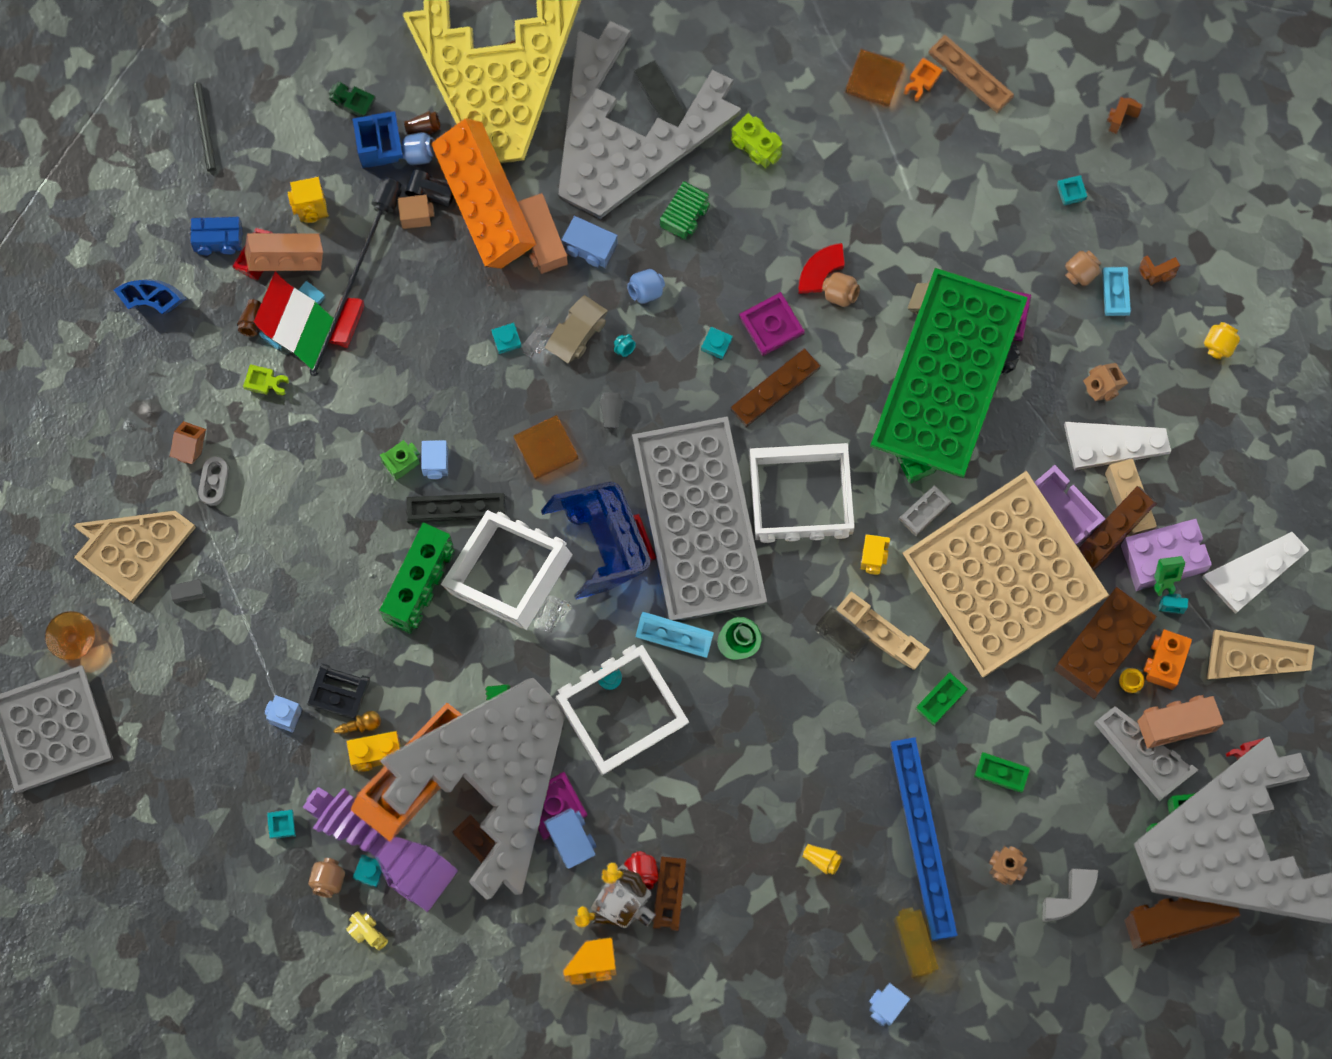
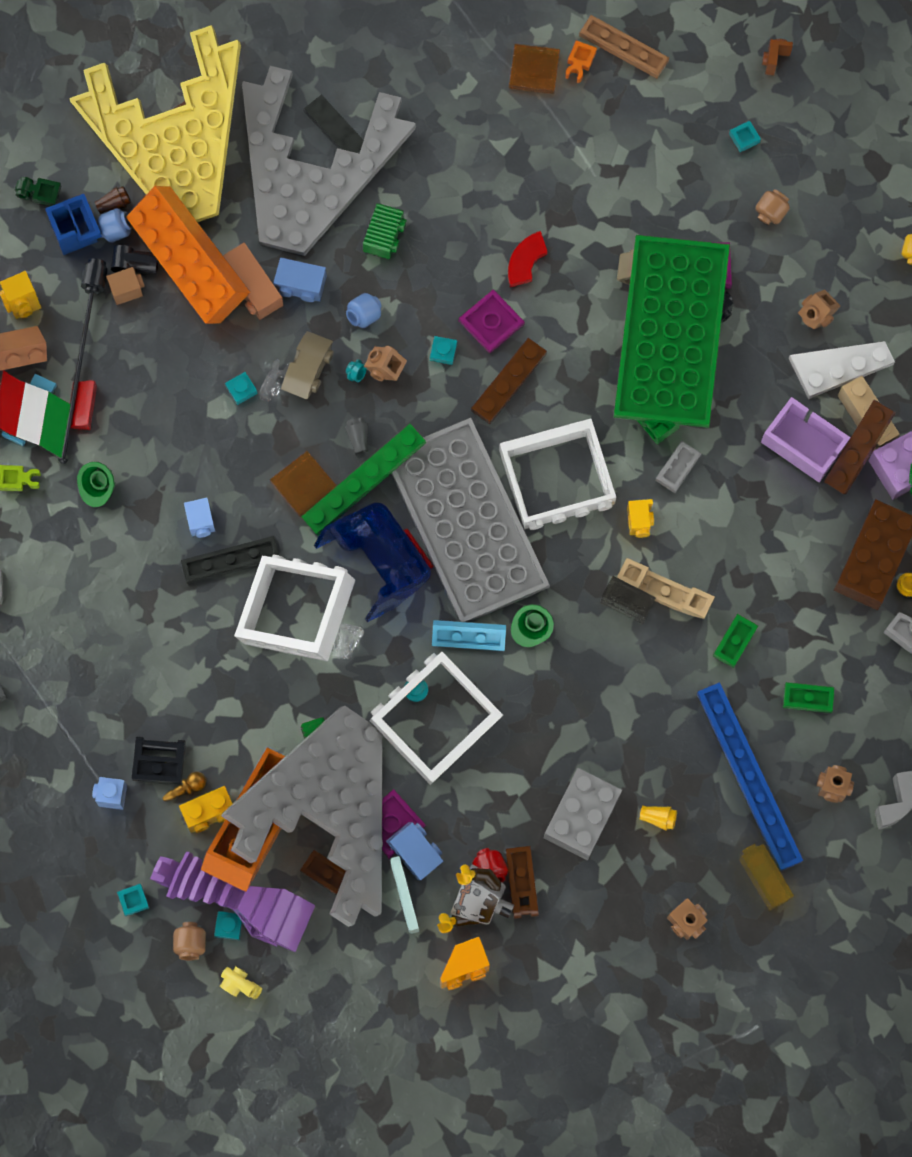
camera: 15 degrees left, 0 degrees up
(340, 403) = (95, 483): none -> green piece
(400, 467) = (166, 533): bright green brick -> none
(416, 565) = (214, 598): green brick -> none
(549, 879) = (404, 895): none -> light aqua tile
(606, 455) = (364, 479): none -> green plate
(654, 344) = (385, 363): none -> medium nougat brick
(746, 838) = (582, 814): none -> light grey brick
(754, 138) = (438, 151): lime brick -> none
(827, 959) = (692, 912): none -> medium nougat brick
(841, 289) = (550, 274): medium nougat head -> none
(887, 1004) = (753, 940): light blue brick -> none
(1005, 574) = (769, 509): tan plate -> none
(1116, 291) = (808, 222): medium azure plate -> none
(1164, 271) = (847, 195): dark orange bracket -> none

